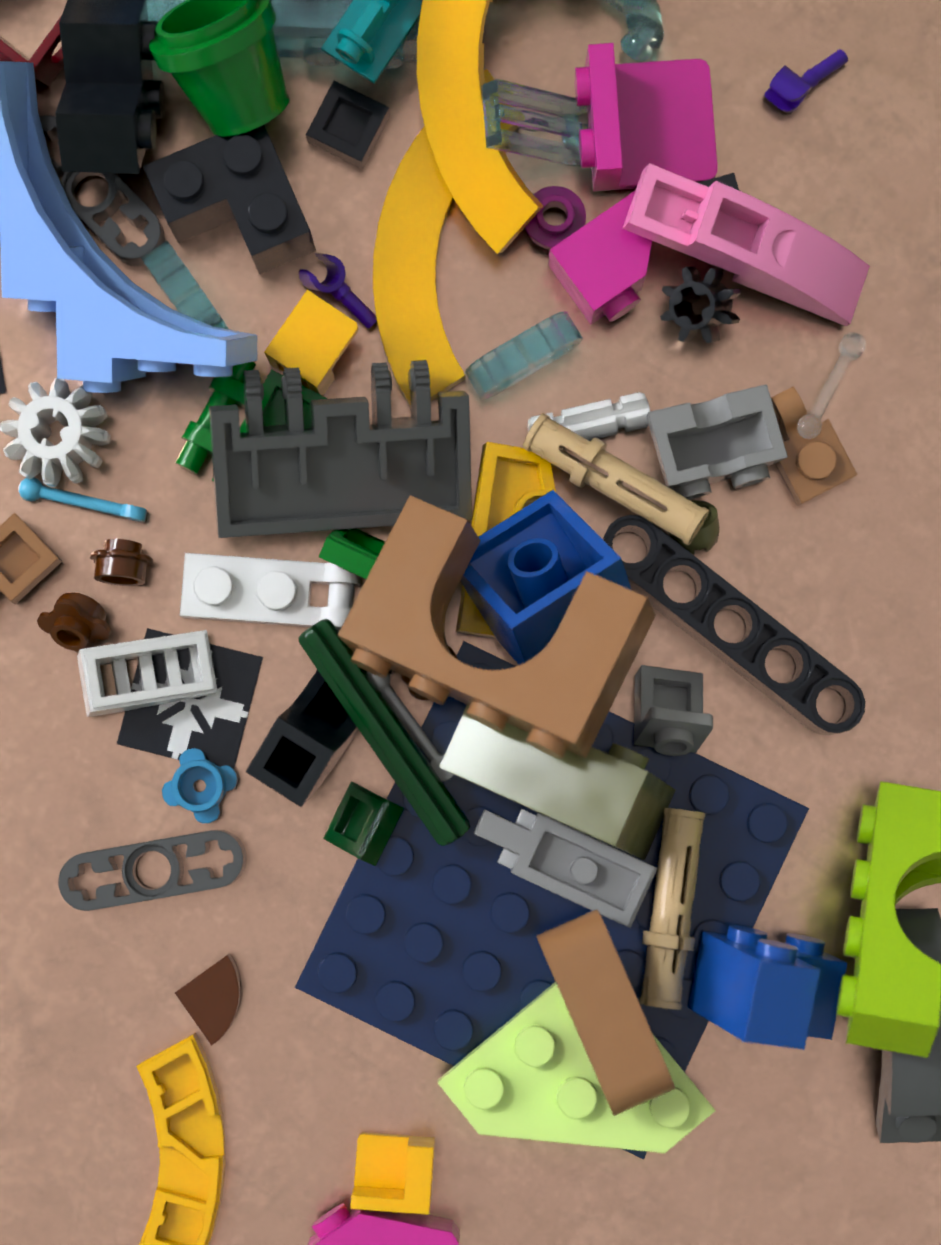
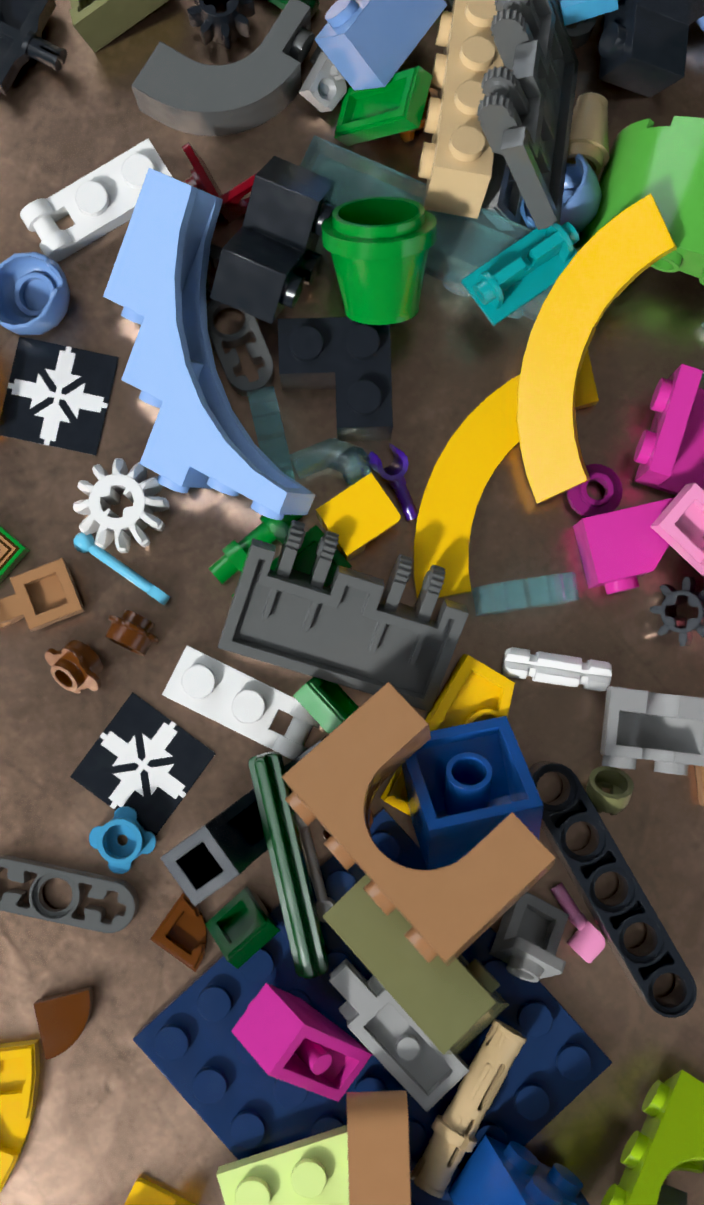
camera: 15 degrees right, 0 degrees up
(91, 679) = (163, 741): white slope -> none
(258, 290) = (332, 454): none -> clear light blue arm
(304, 856) = (184, 933): none -> reddish brown tile
(348, 124) = (457, 348): black tile -> none
(471, 911) = (300, 1044): none -> dark pink slope
(536, 100) = (619, 391): clear light blue tile -> none
(551, 439) = (606, 784): tan pin -> none
(734, 690) = (587, 940): none -> bright pink hand

